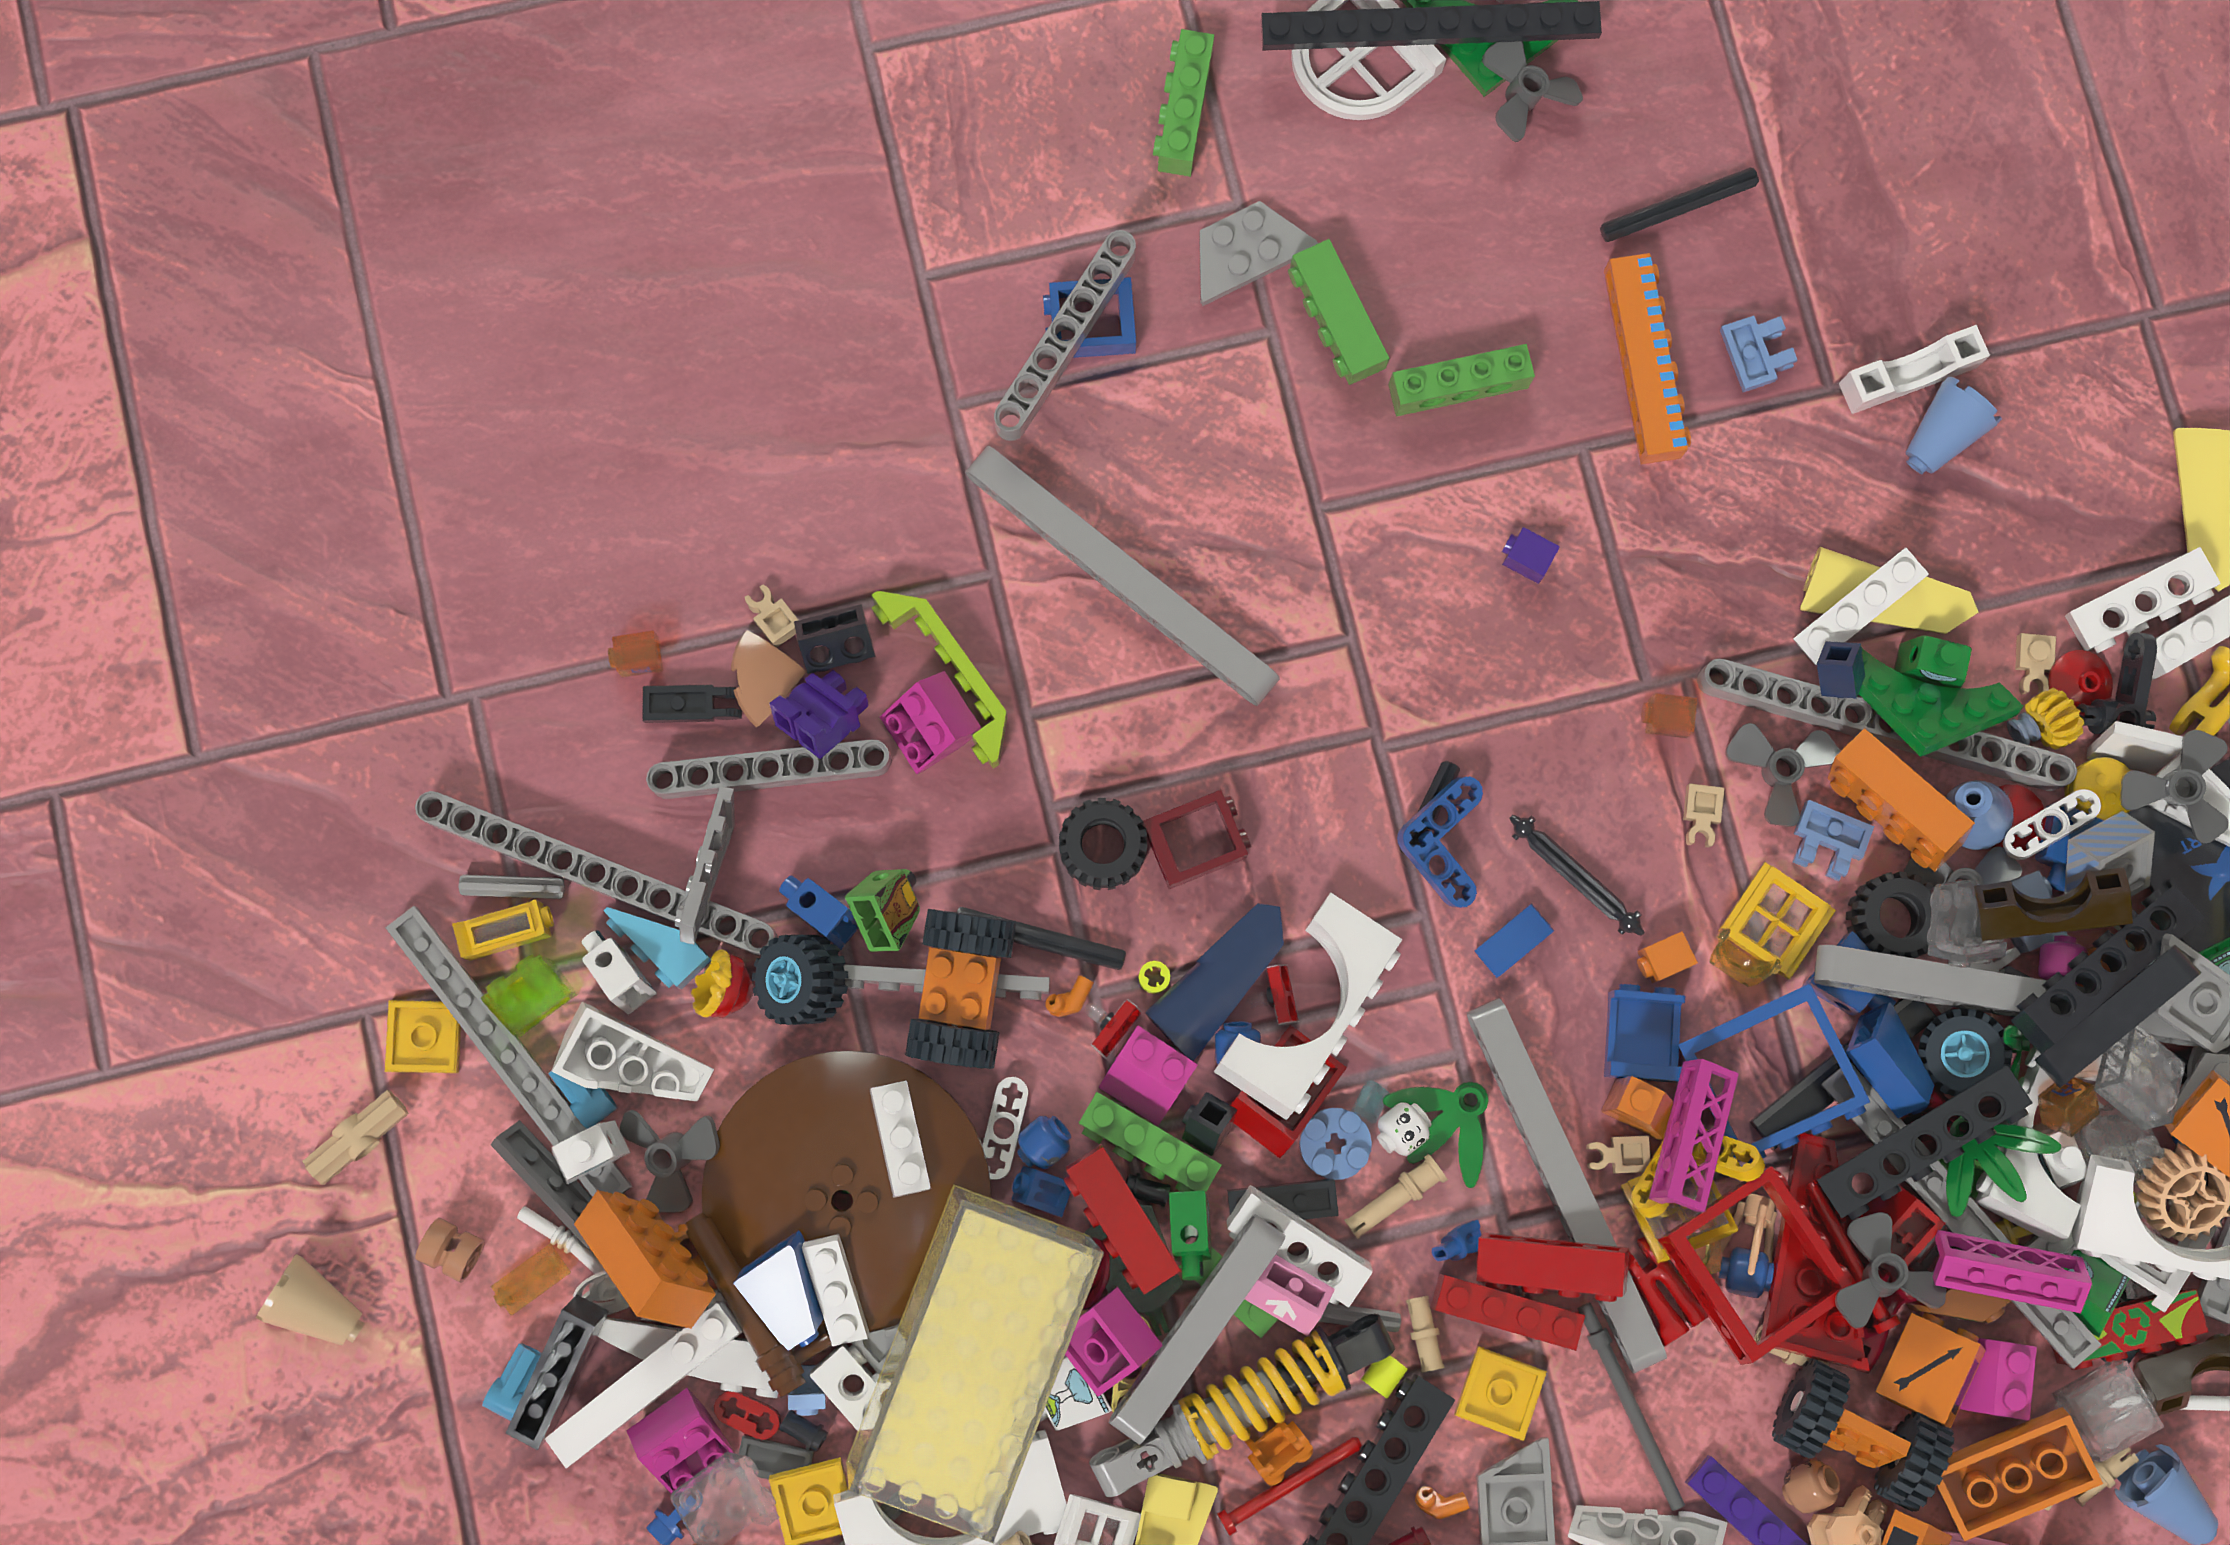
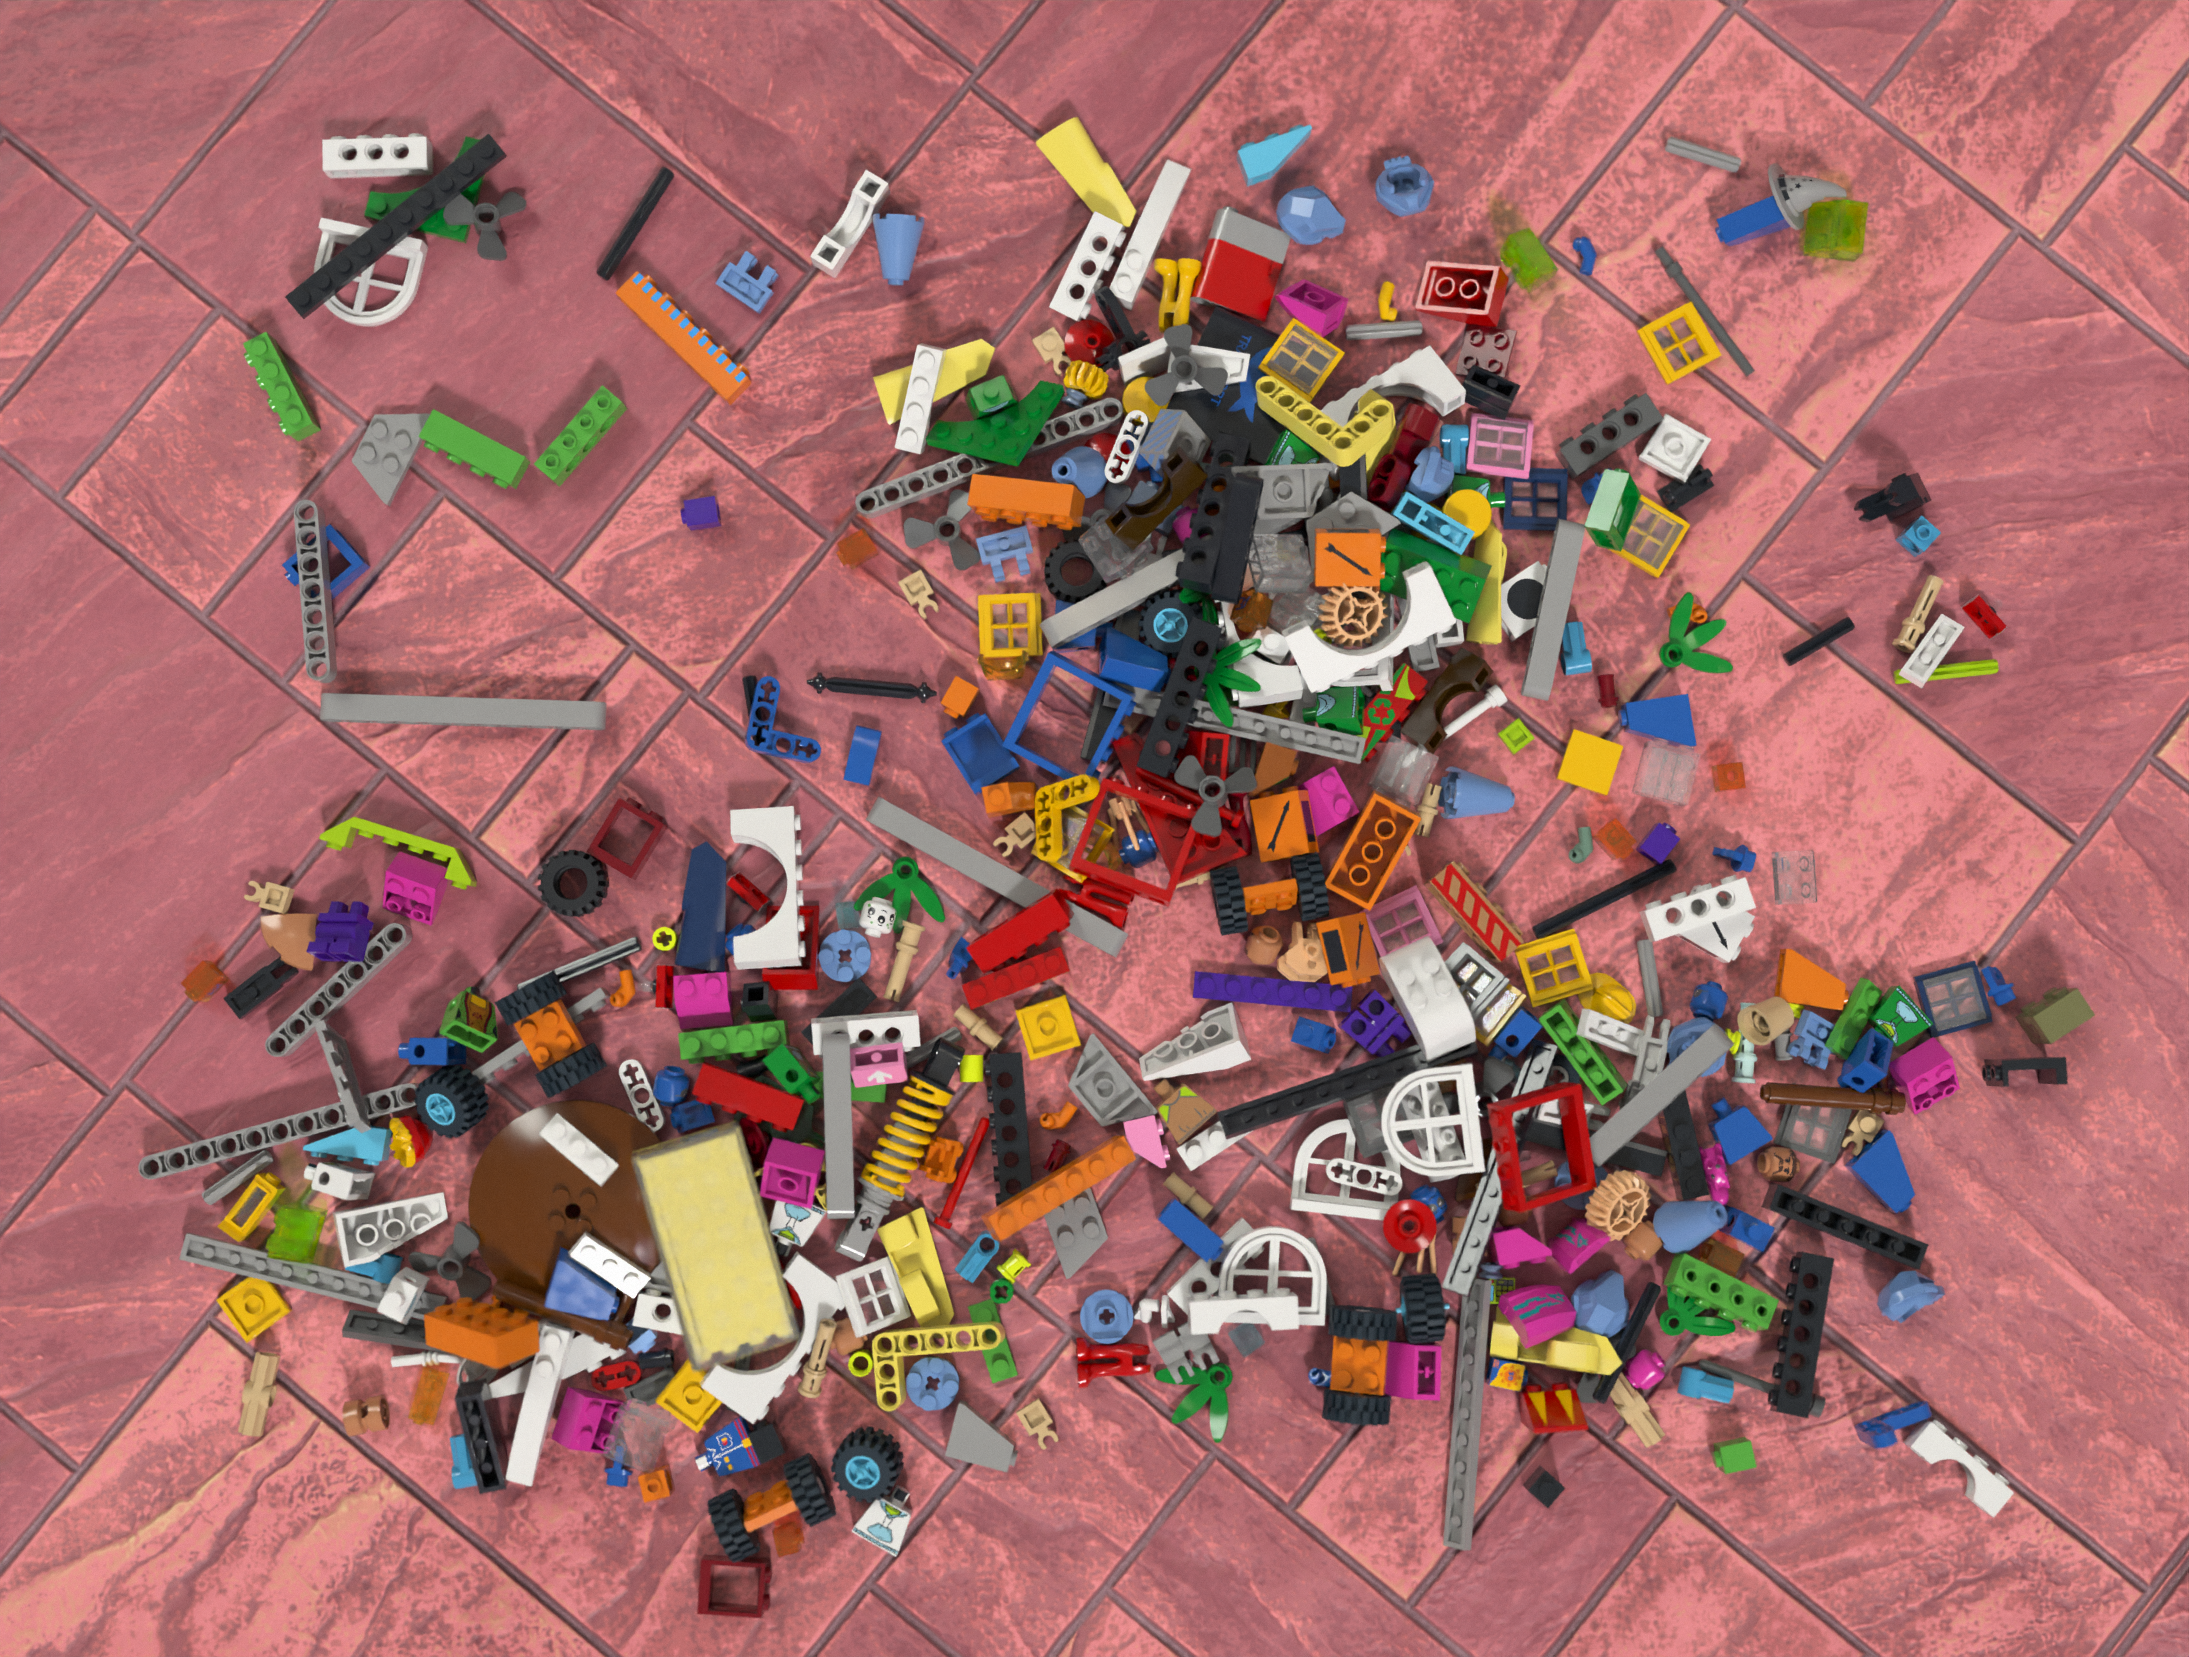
camera: 35 degrees left, 5 degrees up
(310, 1305) = (308, 1510): tan cone -> none
(834, 633) = (314, 879): black brick -> none
(1600, 1341) = (1083, 953): dark grey bar -> none
(1682, 1131) = (1036, 797): dark pink fence -> none
(1841, 669) = (934, 447): dark blue brick -> none
(2010, 1275) = (1283, 736): dark pink fence -> none

